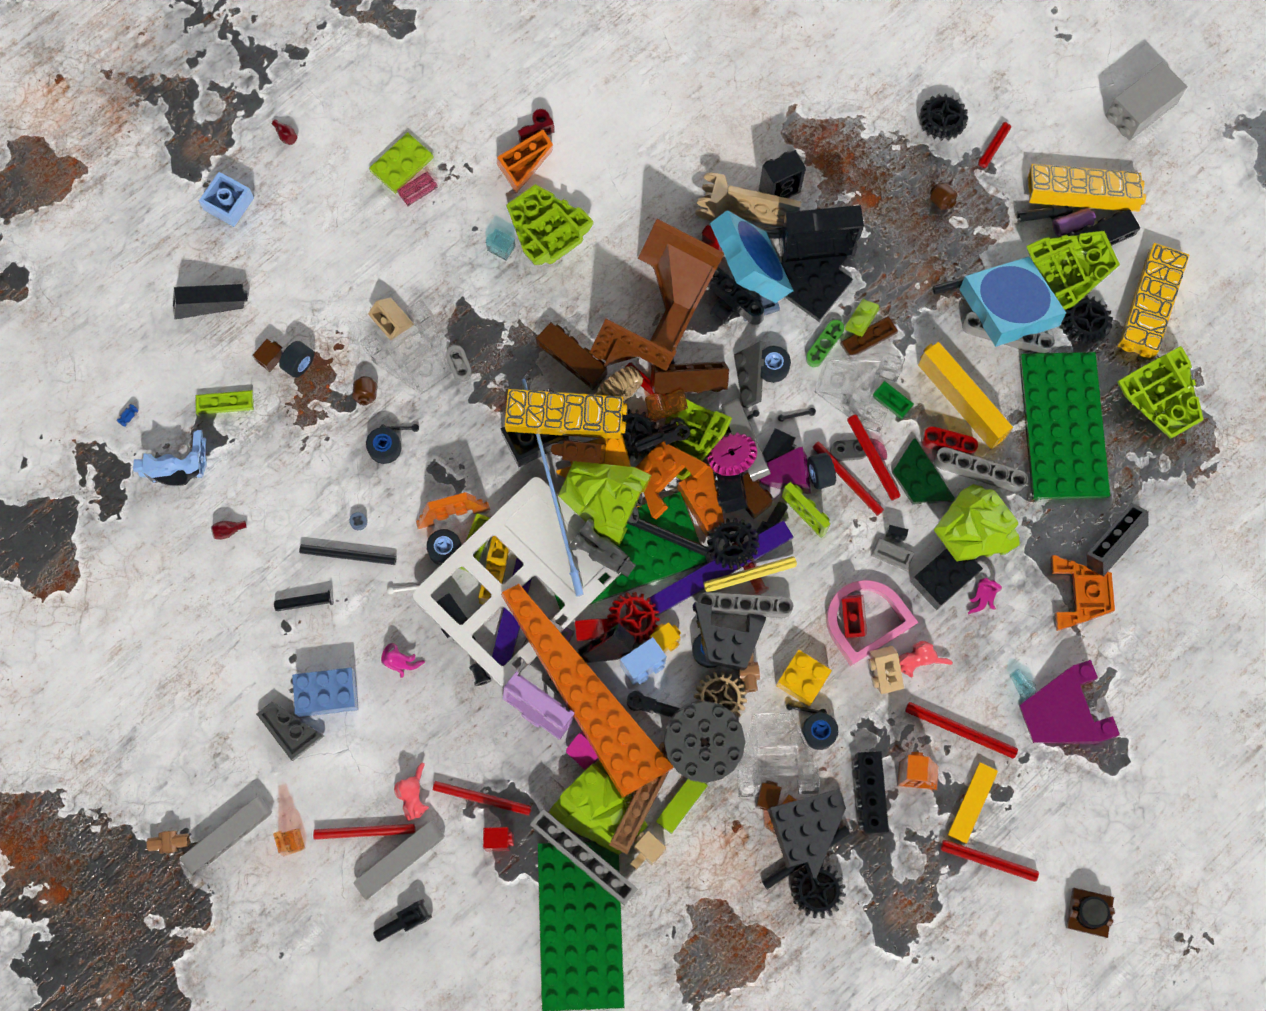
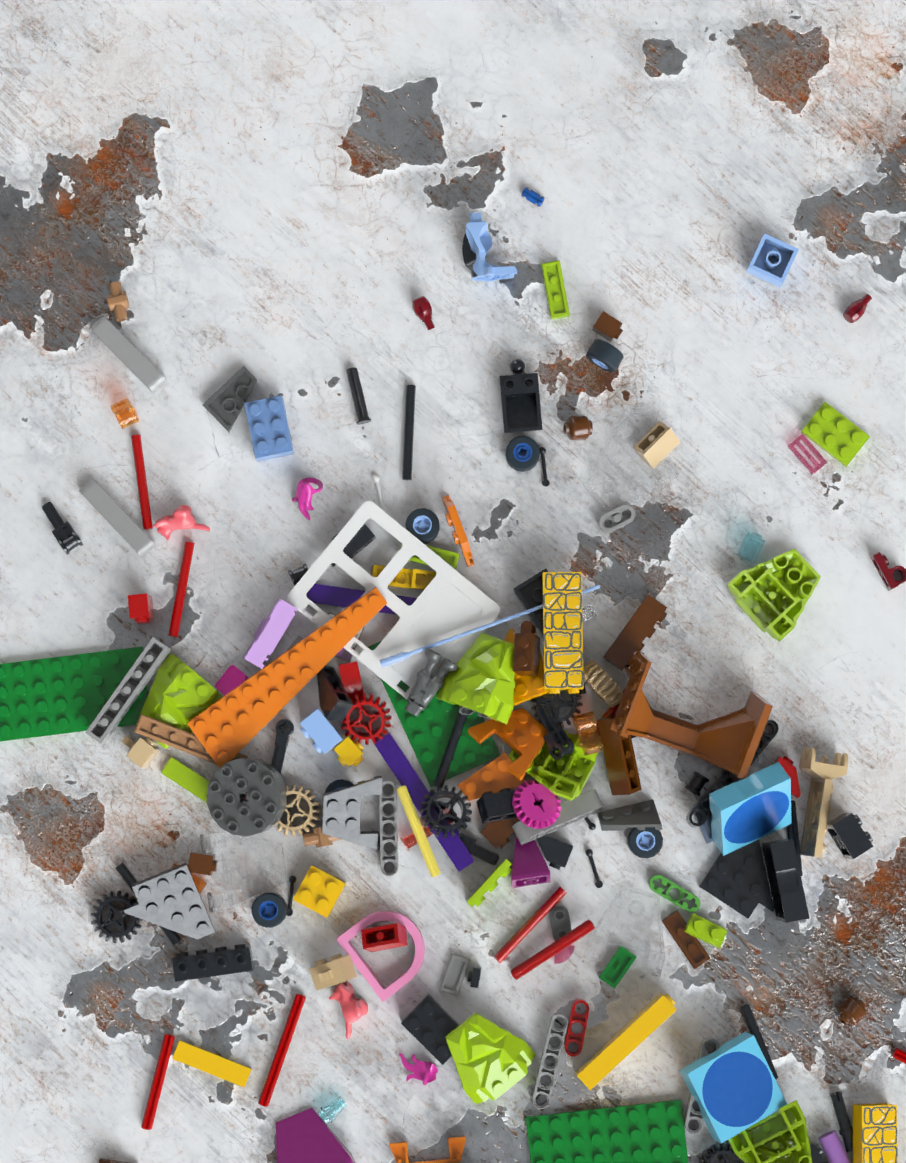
camera: 90 degrees right, 10 degrees up
(209, 299) = (660, 258): black slope -> none
(332, 441) = (521, 402): none -> black slope
(357, 515) = (445, 443): sand blue bush -> none
(524, 159) = (848, 562): orange wedge -> none
(821, 471) = (532, 896): black wheel -> none
(918, 772) = (233, 1008): orange wedge -> none
(920, 478) = (538, 998): dark green wing -> none

